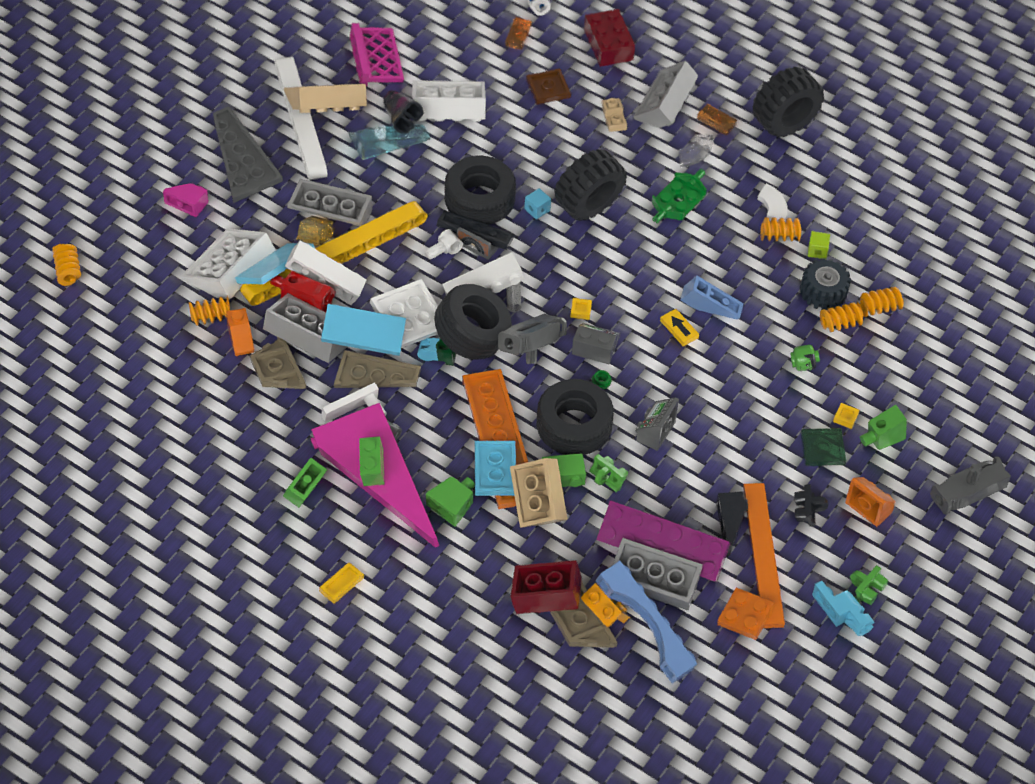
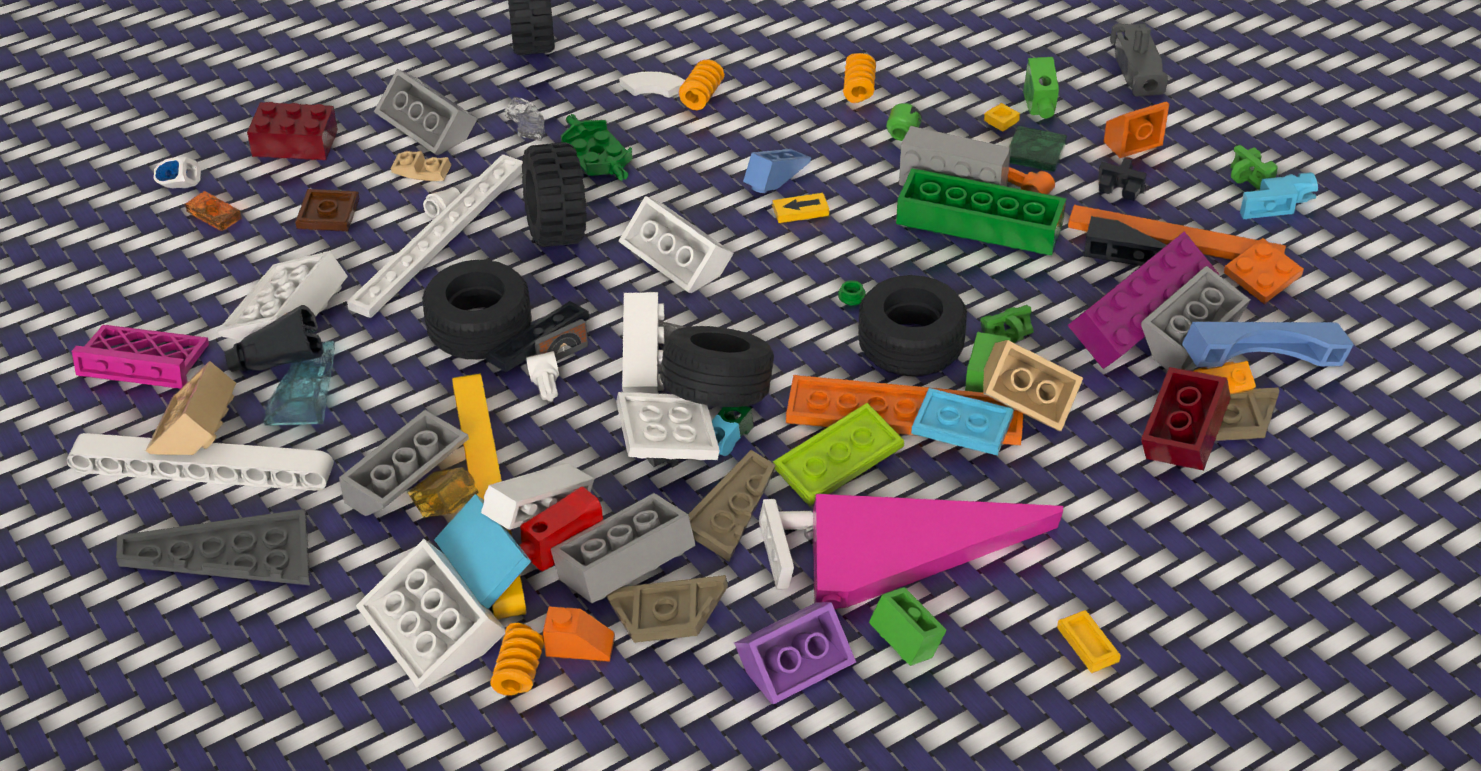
camera: 65 degrees left, 10 degrees down
(186, 198) = (269, 634): dark pink slope -> none
(268, 436) = (796, 651): none -> medium lavender slope
(363, 329) = (681, 471): medium azure tile -> none
(371, 461) = (920, 526): bright green brick -> none
(440, 412) = (838, 453): none -> lime tile
(451, 499) = (994, 478): bright green torso -> none
(531, 335) = (778, 327): dark grey piece -> none
(537, 203) = (530, 266): medium azure piece -> none
(544, 146) = (434, 237): none -> white plate
(581, 137) = (438, 201): none -> white cone
(581, 309) = (728, 278): yellow plate -> none
(595, 343) = (791, 280): dark grey slope -> none
(600, 269) = (674, 246): none -> white slope
(657, 423) = (954, 254): dark grey slope -> none
(717, 119) = (492, 86): clear orange plate -> none
(718, 427) = (981, 211): none -> green brick
(756, 397) = (953, 157): none -> light grey brick
(773, 452) = (1037, 182): none -> orange axle
(818, 245) = (743, 65): lime piece -> none
(825, 284) = (804, 75): black wheel -> none
(881, 299) = (850, 40): light orange piece -> none

